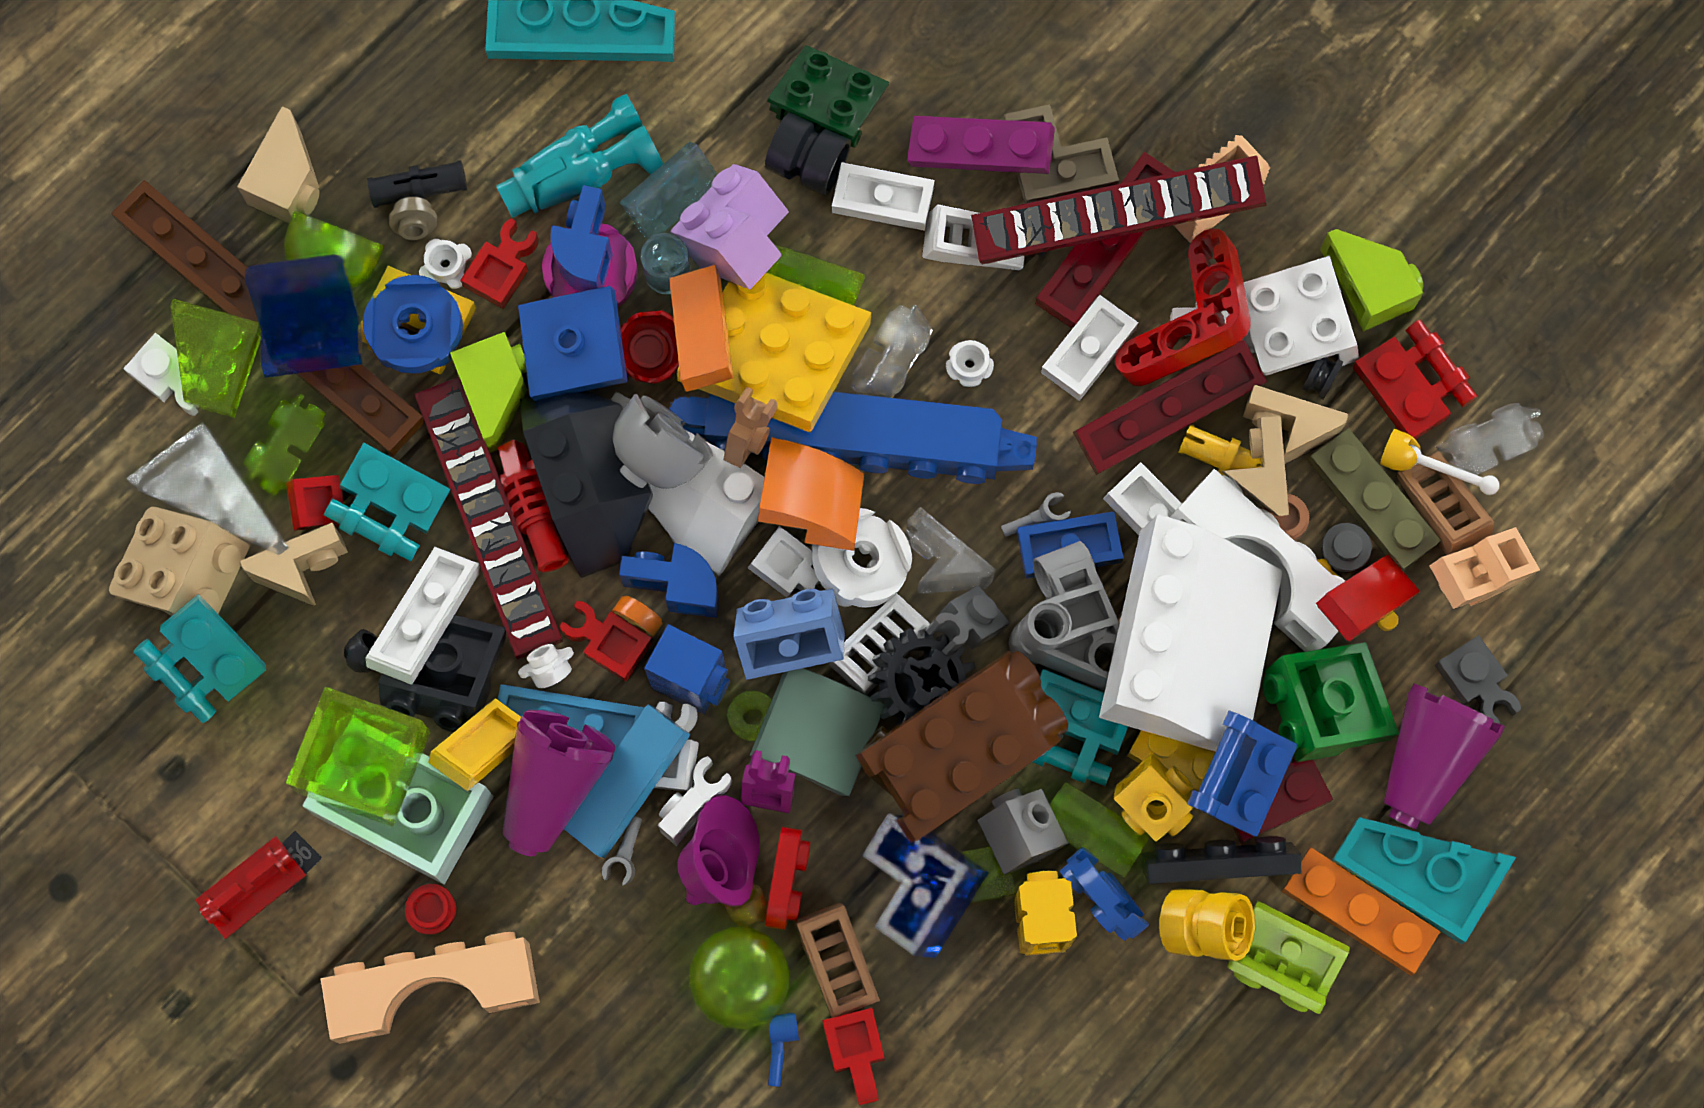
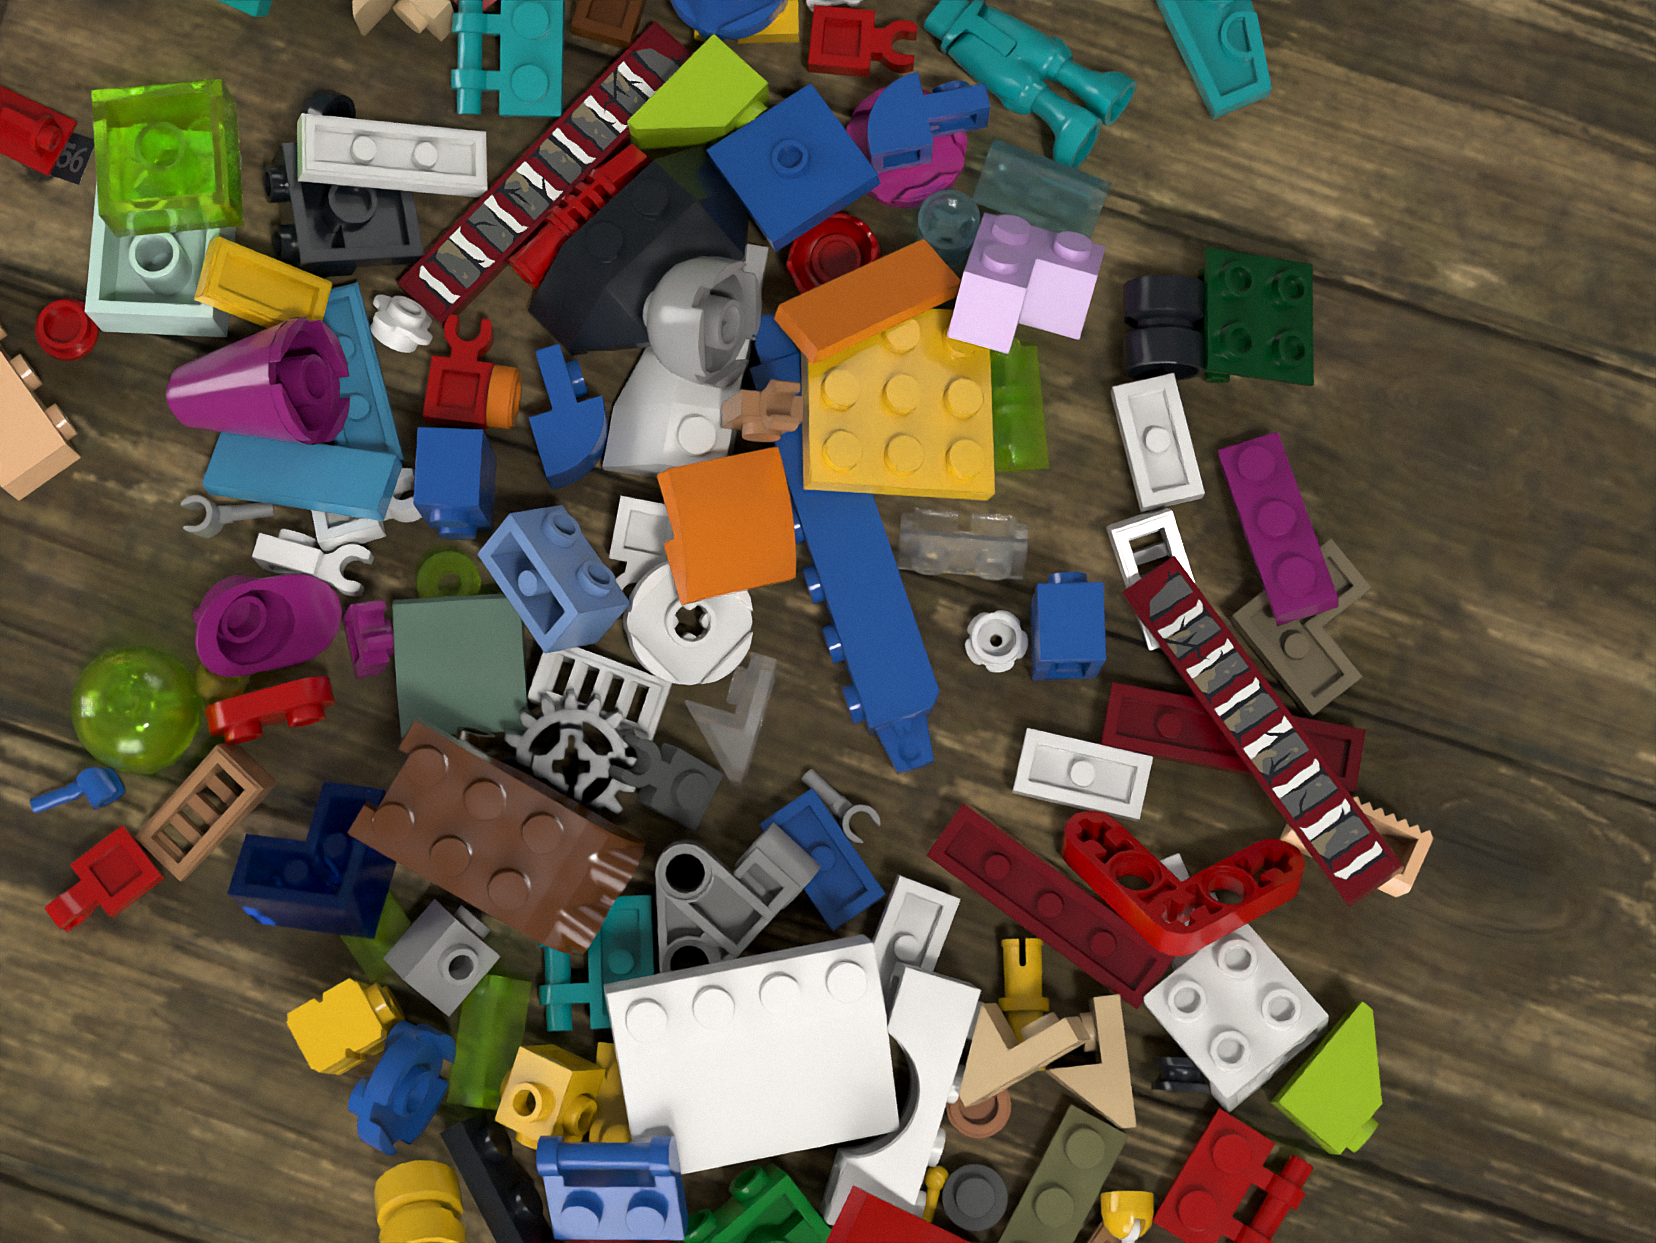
camera: 65 degrees right, 5 degrees up
(988, 305) = (1067, 628): none -> blue brick

